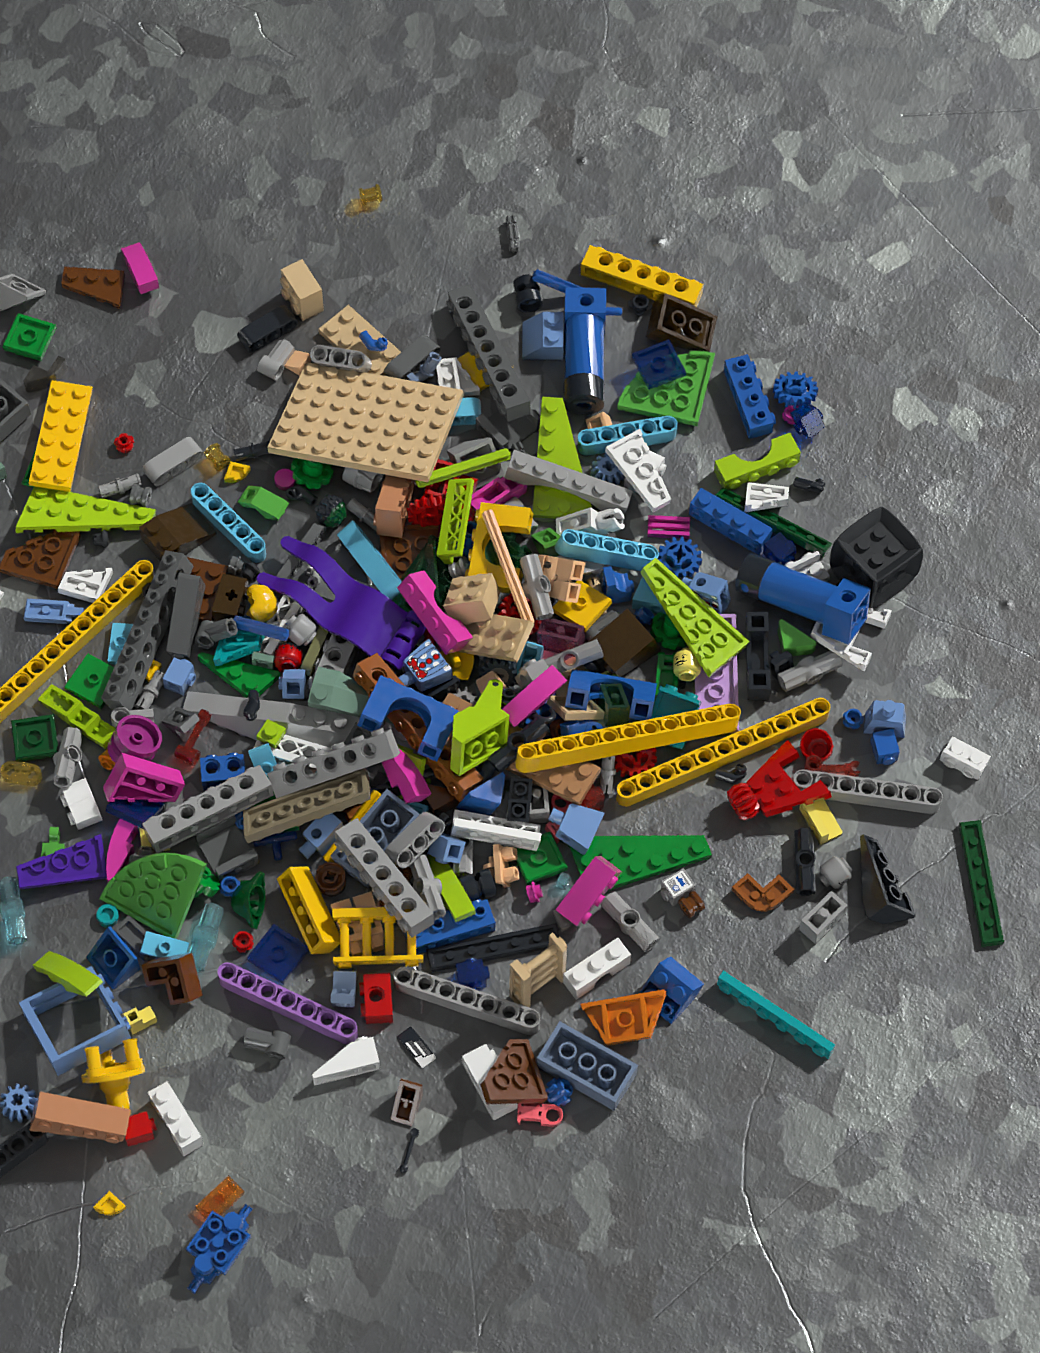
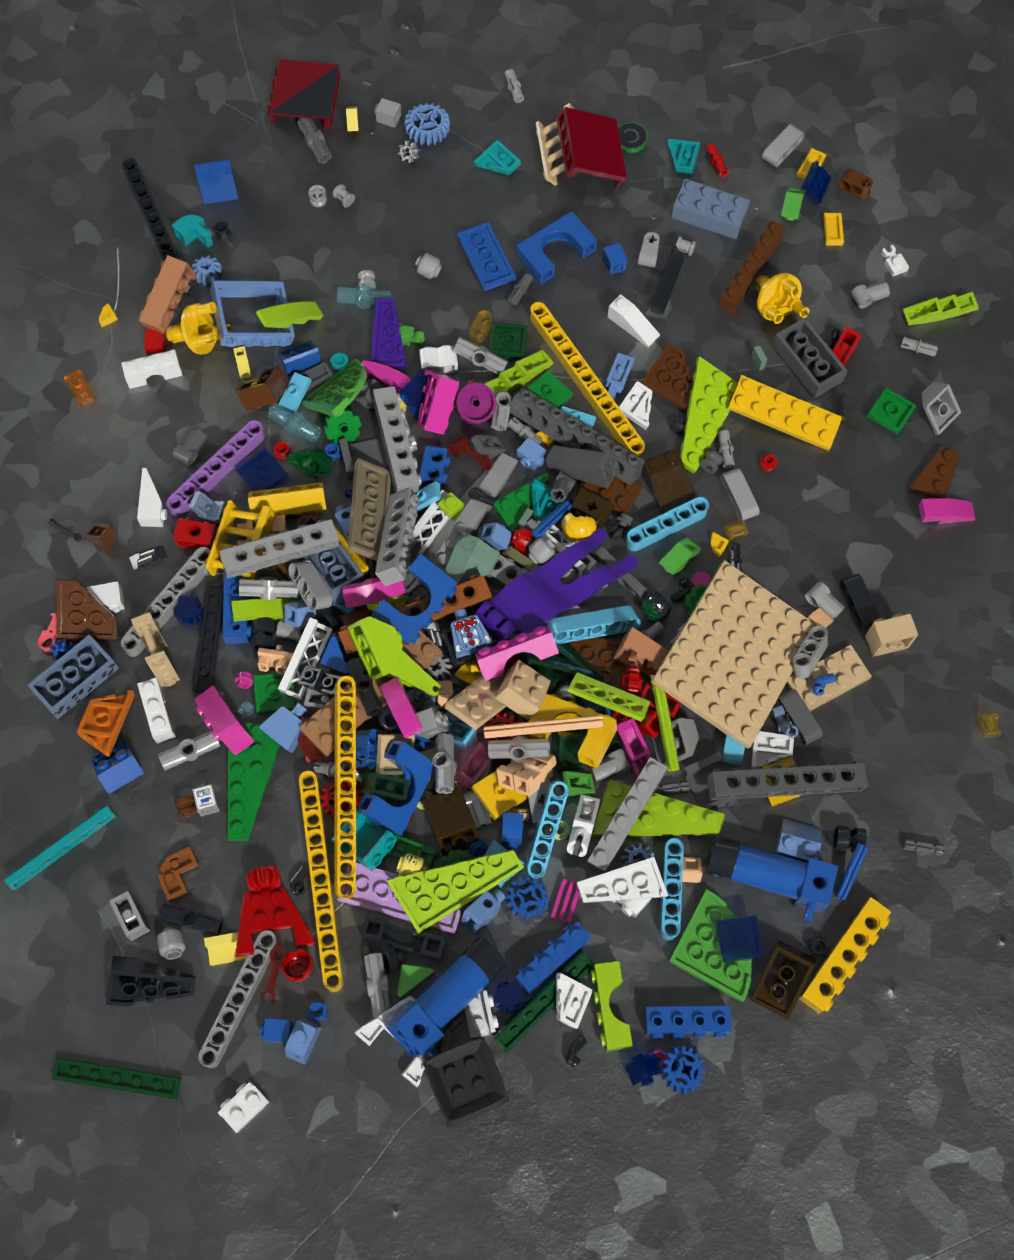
camera: 105 degrees right, 5 degrees up
(218, 1245) = (41, 376): blue piece -> none

